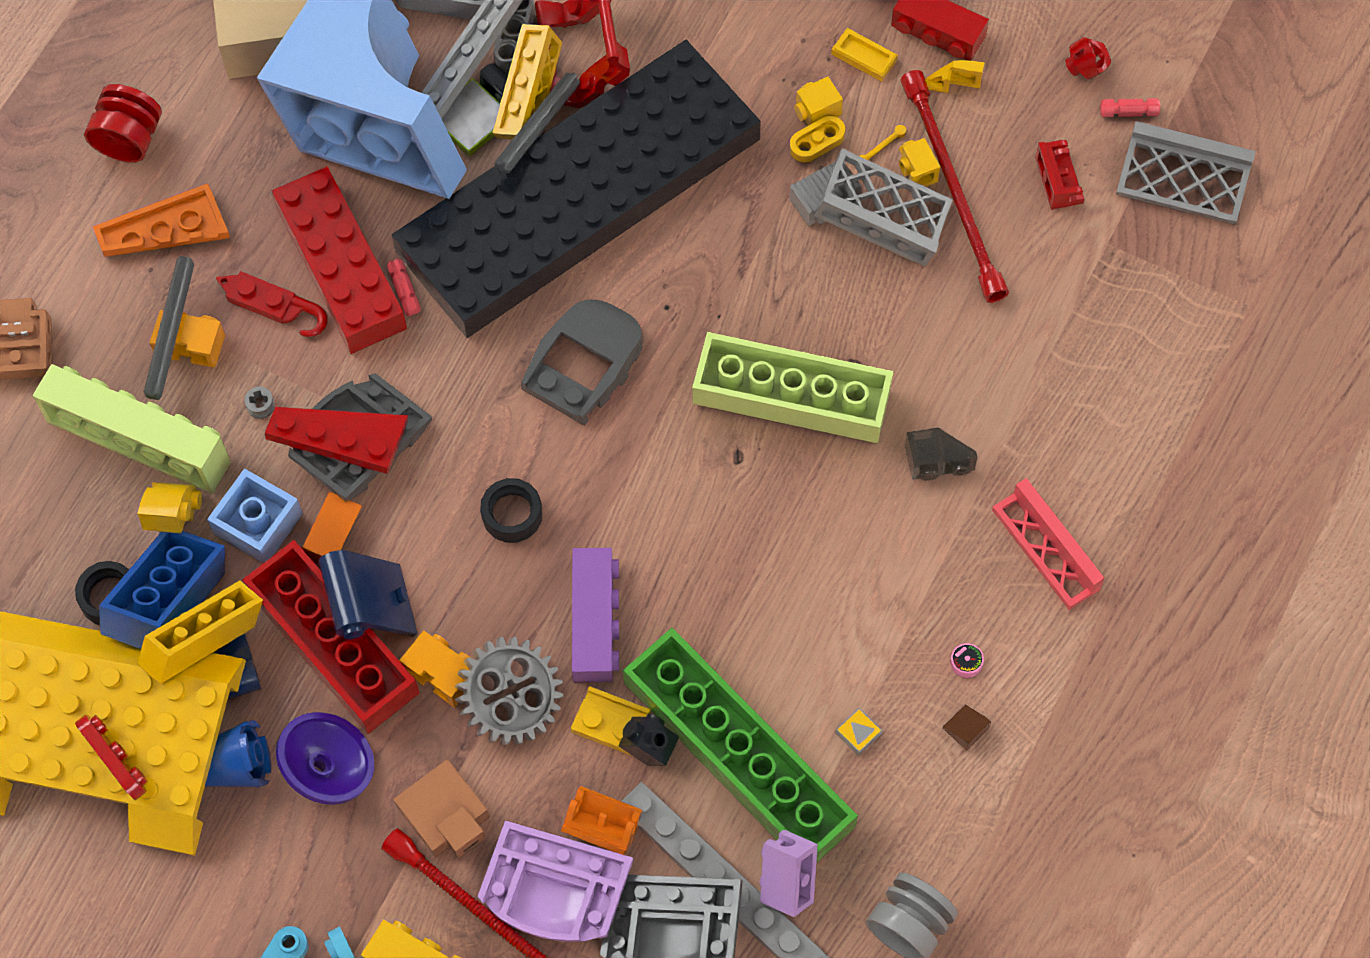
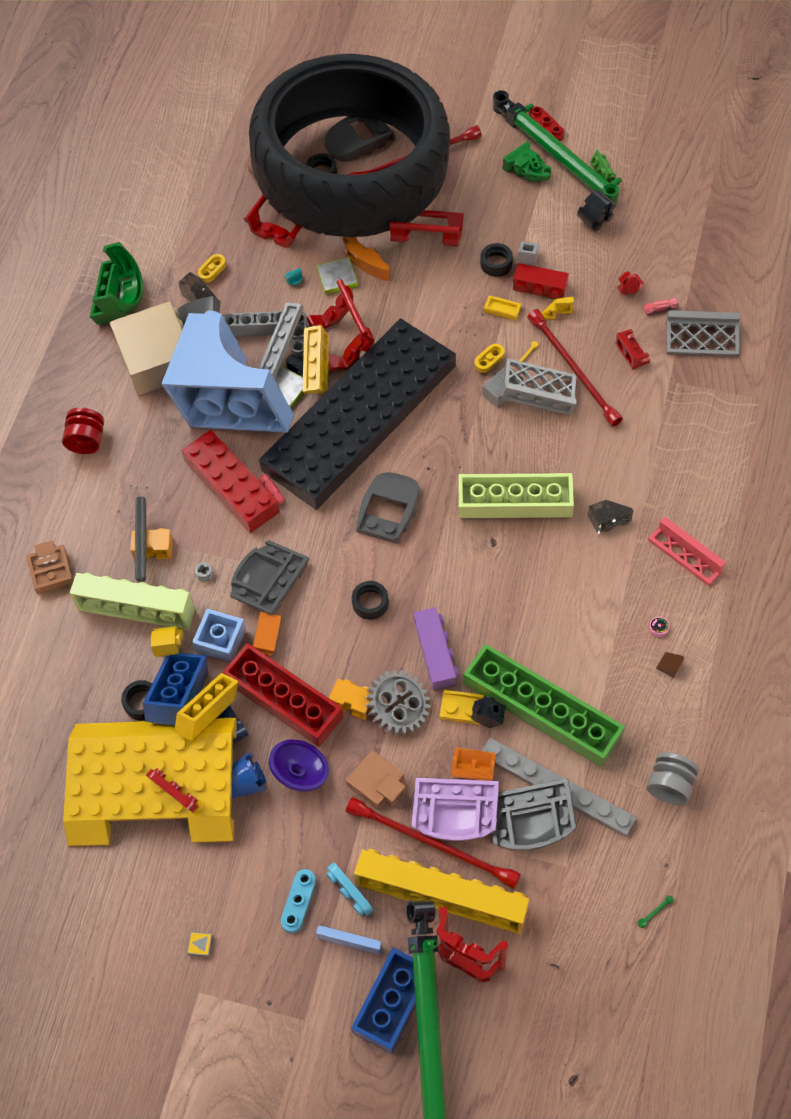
camera: 10 degrees left, 5 degrees down
(168, 223) = (126, 480): orange wing -> none
(271, 301) = (195, 513): red plate -> none
(350, 437) = (261, 578): red wing -> none
(366, 594) = (298, 664): dark blue door -> none
(537, 123) = (327, 380): dark grey axle -> none
(788, 873) = (593, 768): lavender brick -> none
(818, 101) = (484, 337): yellow brick -> none
(859, 731) = (608, 680): tile -> none
(919, 162) = (551, 358): yellow brick -> none

